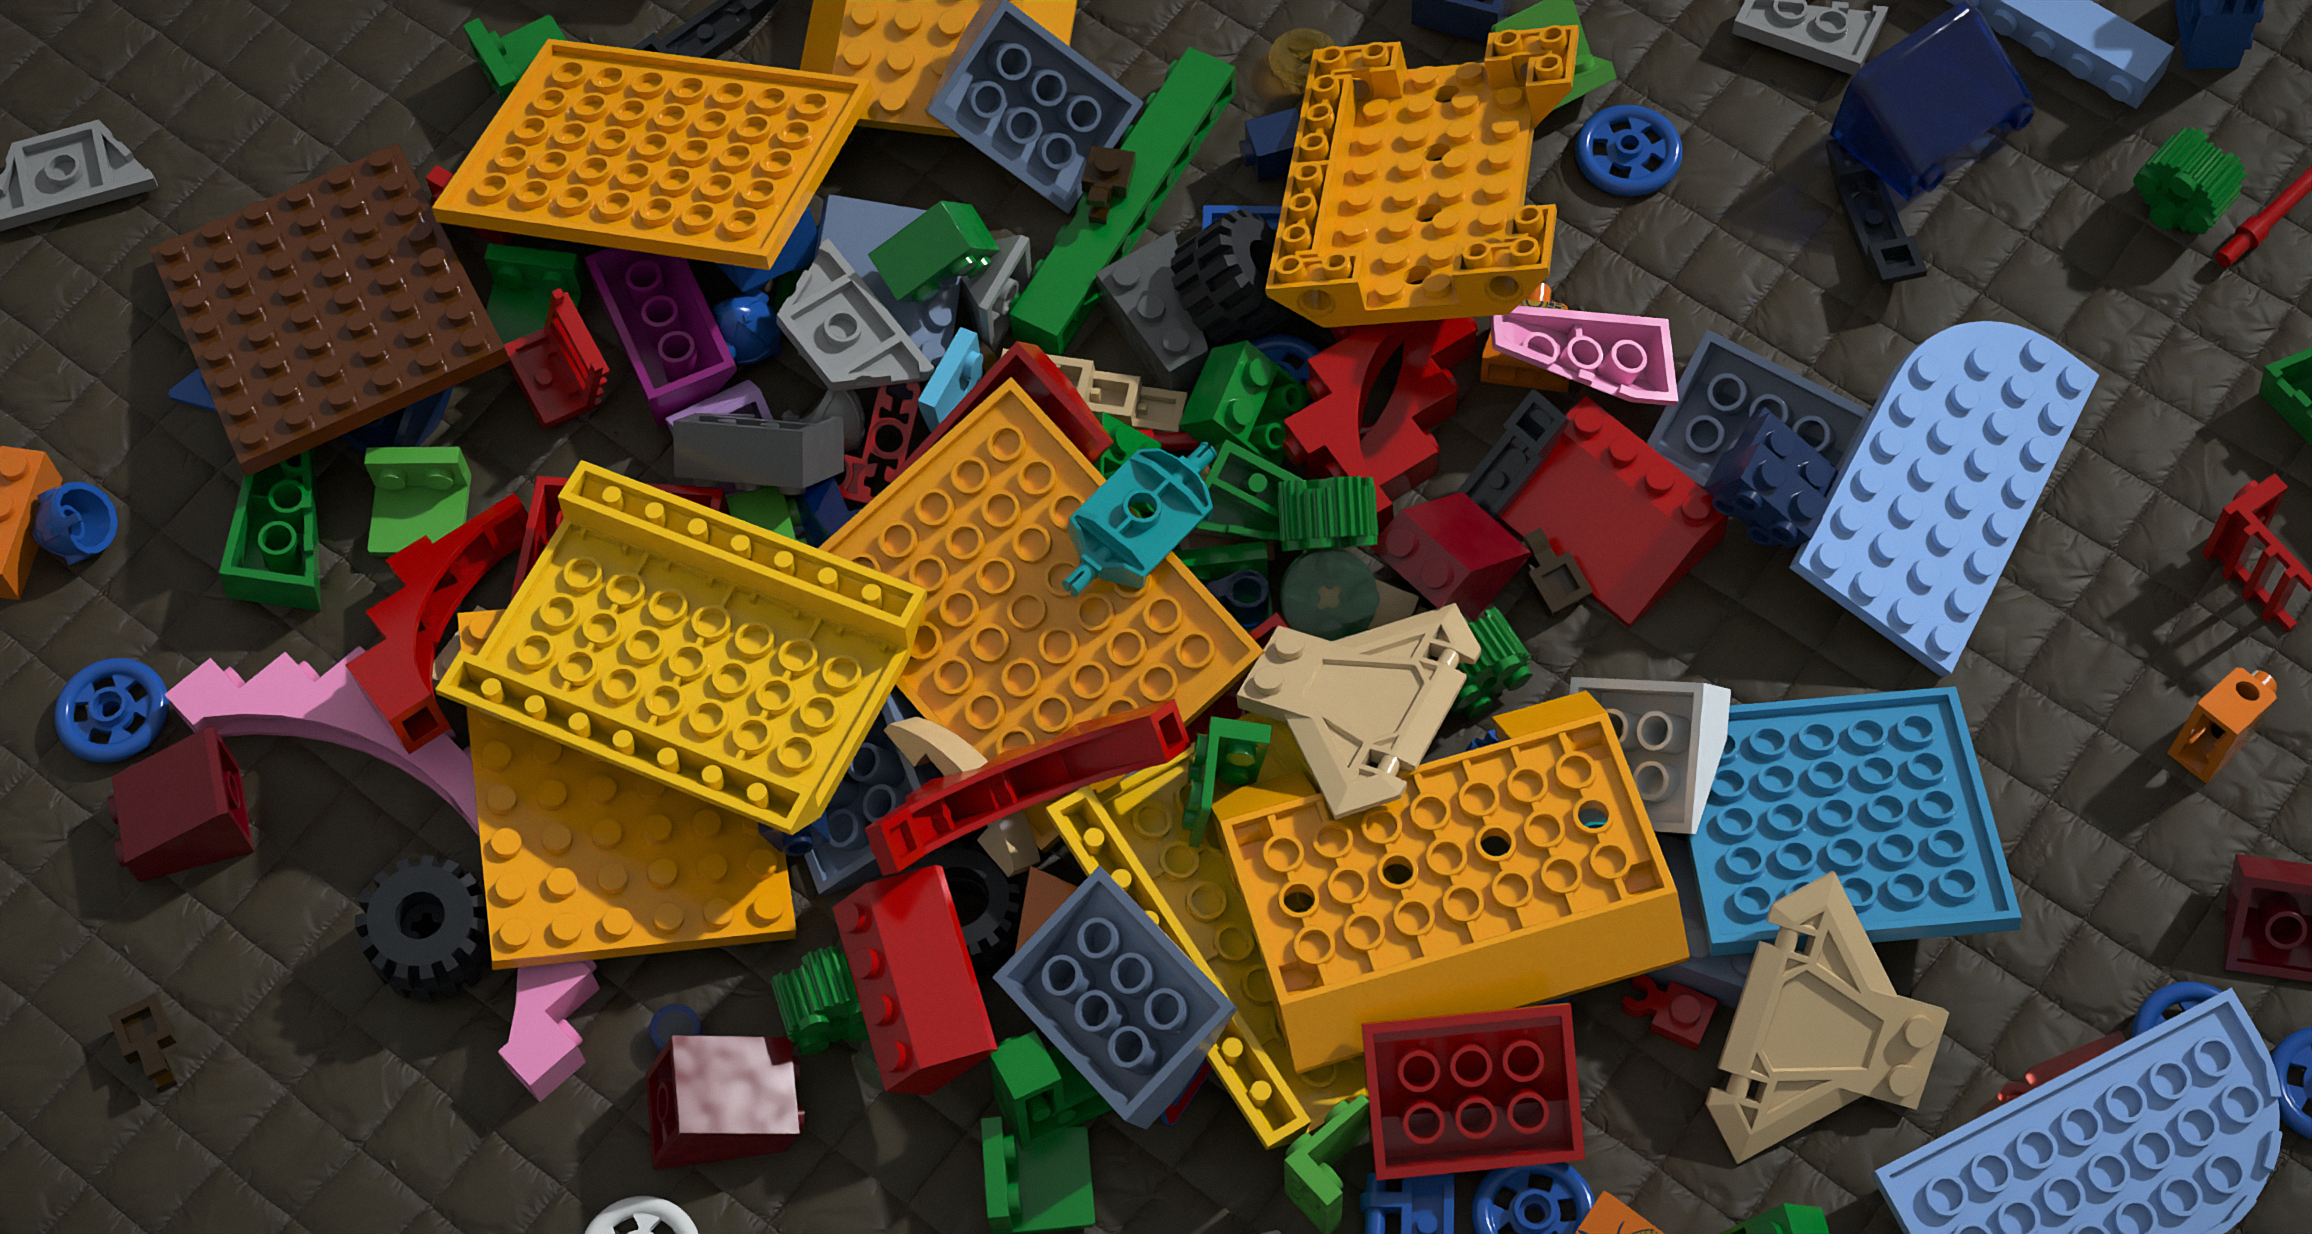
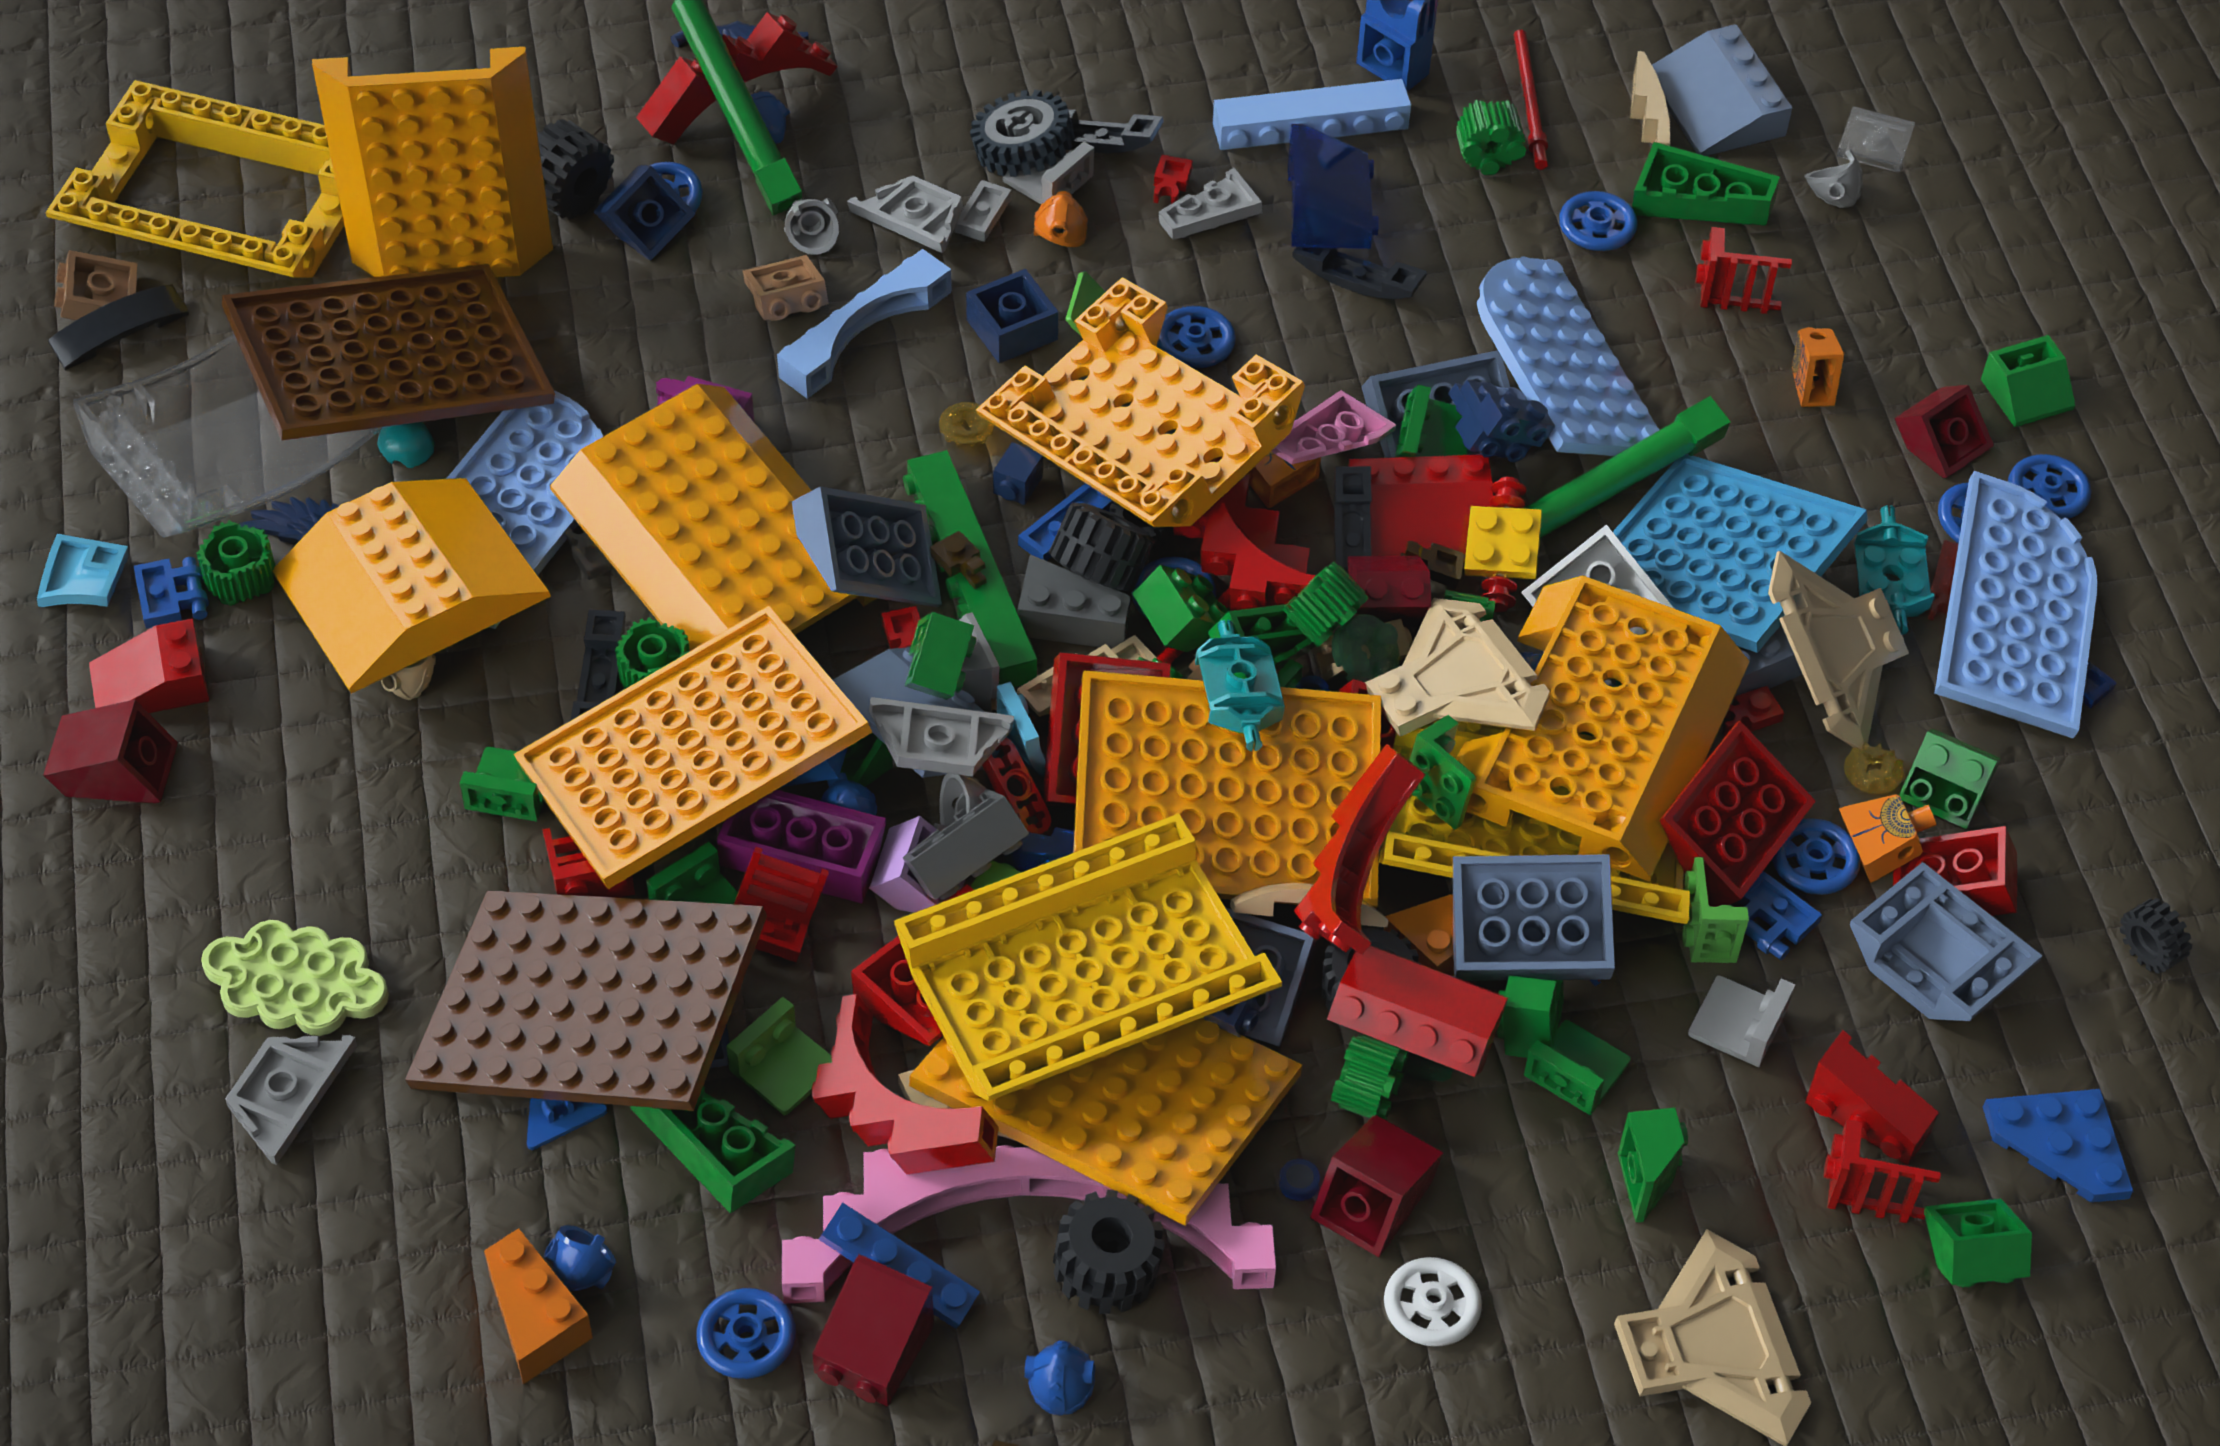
camera: 55 degrees left, 10 degrees down
(182, 88) = (294, 977): none -> yellowish green plate
(267, 991) = (1060, 1378): none -> blue helmet
(268, 771) = (855, 1234): none -> blue plate
(757, 37) = (648, 649): none -> green brick
(1002, 206) = (900, 626): none -> red plate
(1632, 613) = (1503, 542): none -> yellow plate
(1699, 429) = (1429, 427): none -> green bracket
(1700, 1201) = (1875, 780): none -> clear yellow gear
(1971, 670) = (1688, 434): none -> green brick
(2040, 982) = (1896, 551): none -> teal plate
(2199, 402) = (1598, 221): none -> blue plate

